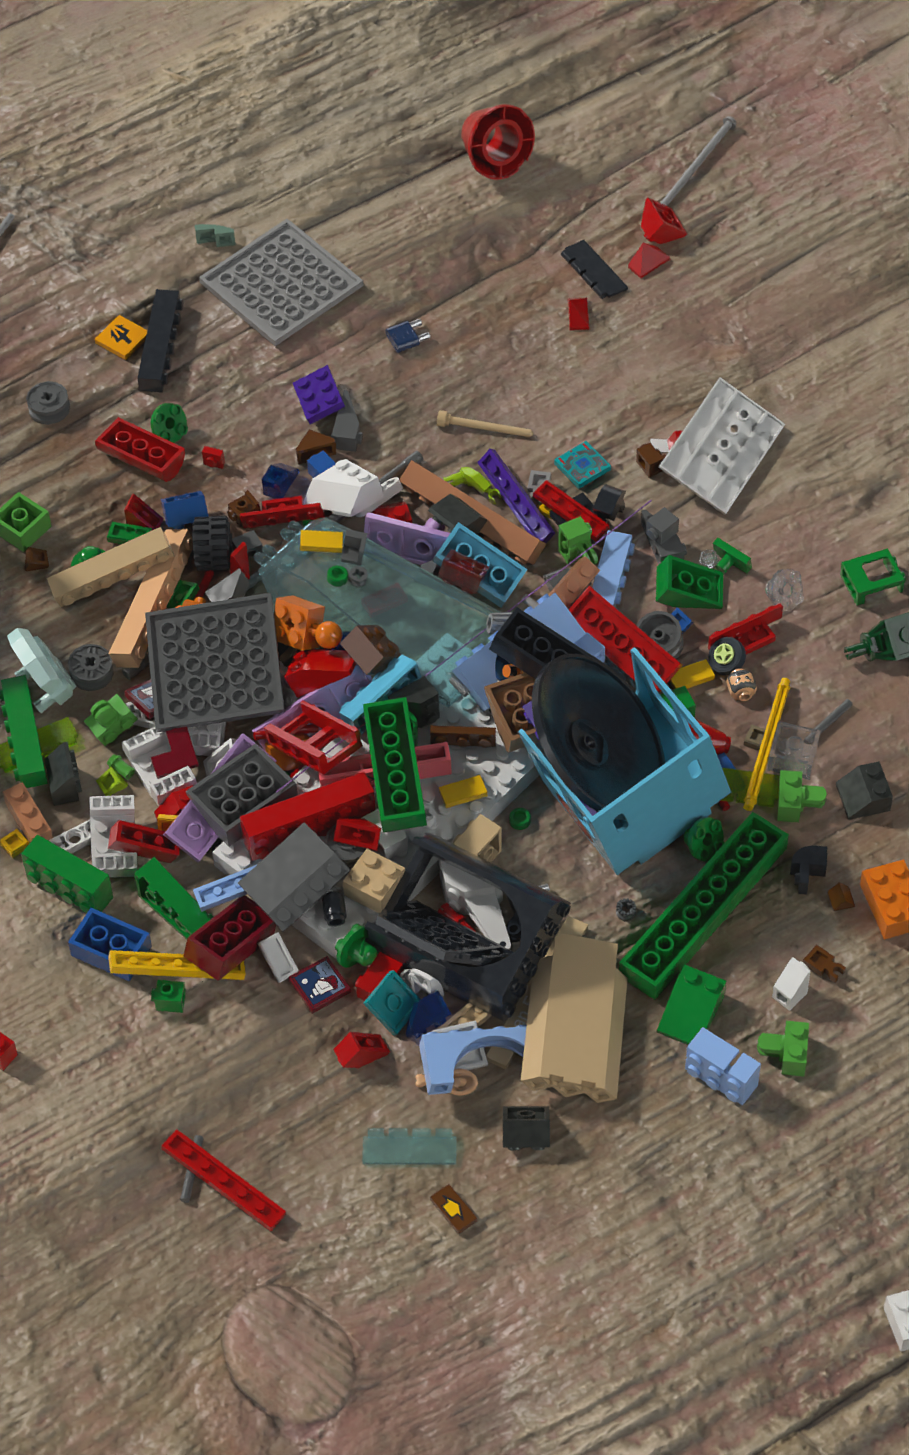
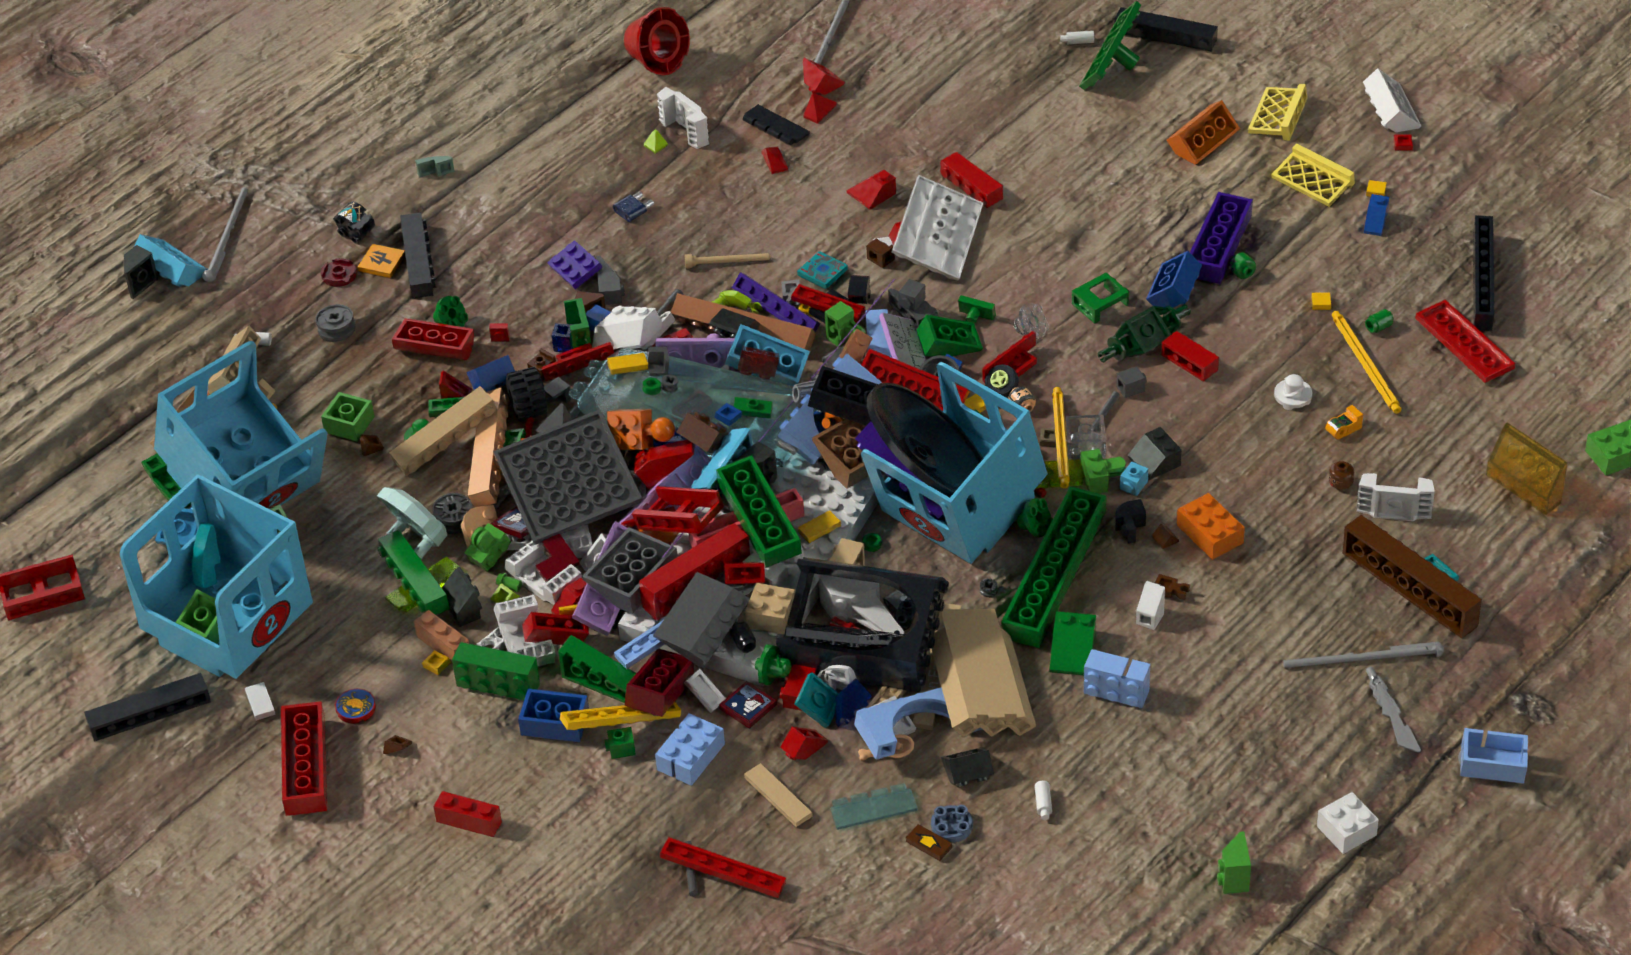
camera: 15 degrees left, 10 degrees down
(73, 340) = (338, 272): none -> dark red tile
(106, 285) = (354, 222): none -> black brick
(110, 682) = (477, 518): none -> light nougat plate
(238, 1024) = (690, 748): none -> light blue piece
(239, 559) = (556, 398): red slope -> none
(281, 282) = (507, 189): light grey plate -> none
(295, 483) = (579, 325): none -> green window
(314, 1105) = (778, 795): none -> tan tile
(407, 631) = (728, 414): none -> blue plate
(438, 627) = (753, 407): none -> green plate
(457, 261) = (655, 142): none -> lime slope
(463, 736) = (806, 483): reddish brown plate -> none
(486, 1192) = (952, 822): none -> sand blue tile
(491, 226) = (677, 107): none -> white plate
(594, 1191) = (1043, 799): none -> white cylinder
(635, 581) = (902, 339): none -> light grey tile
(671, 377) = (874, 189): none -> red slope
(709, 558) = (958, 314): clear plate -> none
(769, 1339) = (1235, 866): none -> bright green slope
(781, 392) = (971, 179): none -> red brick
(790, 1047) = (1166, 653): bright green brick -> none
(830, 816) = (1134, 478): none -> medium azure brick
(869, 692) = (1131, 382): none -> dark grey brick

